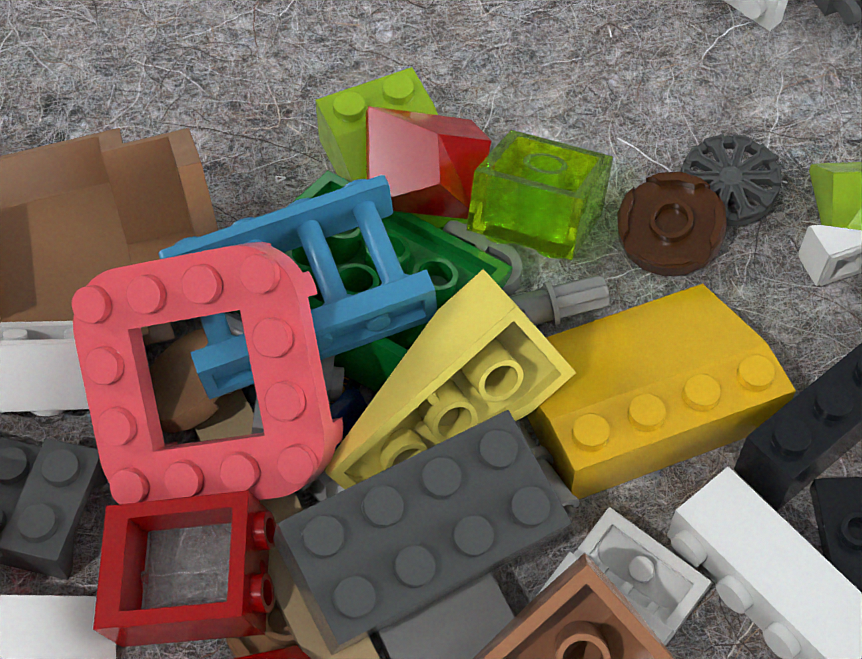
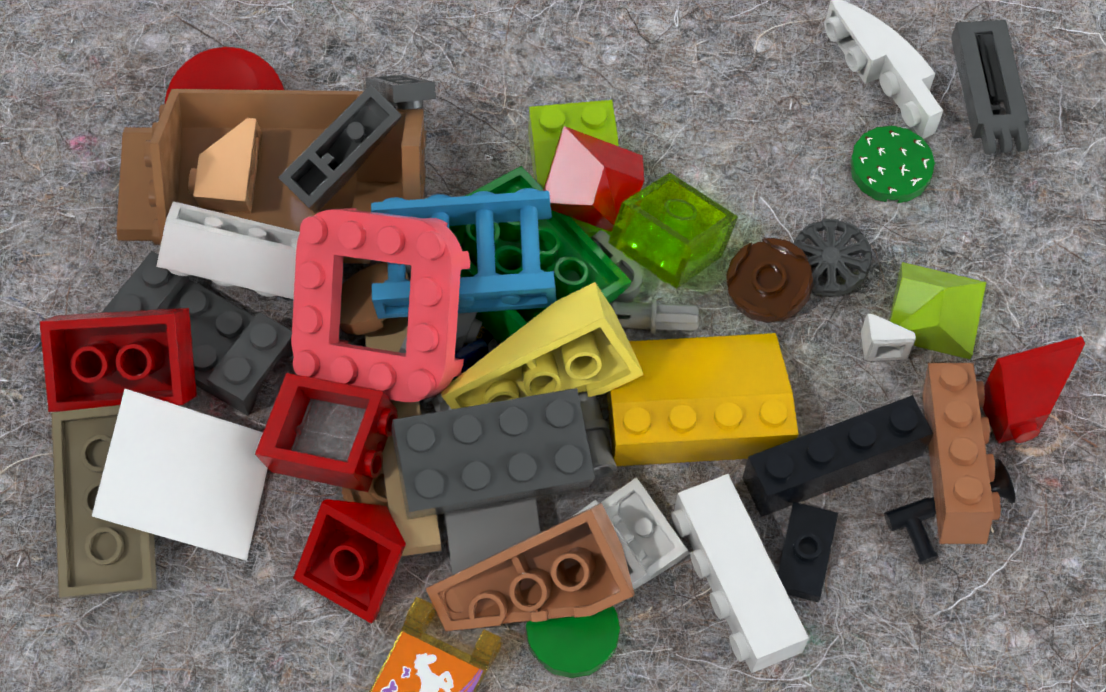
camera: 15 degrees right, 5 degrees up
(96, 202) = (340, 149): none -> dark grey slope
(155, 117) = (403, 90): none -> dark grey plate
(752, 62) = (892, 164): none -> green tile

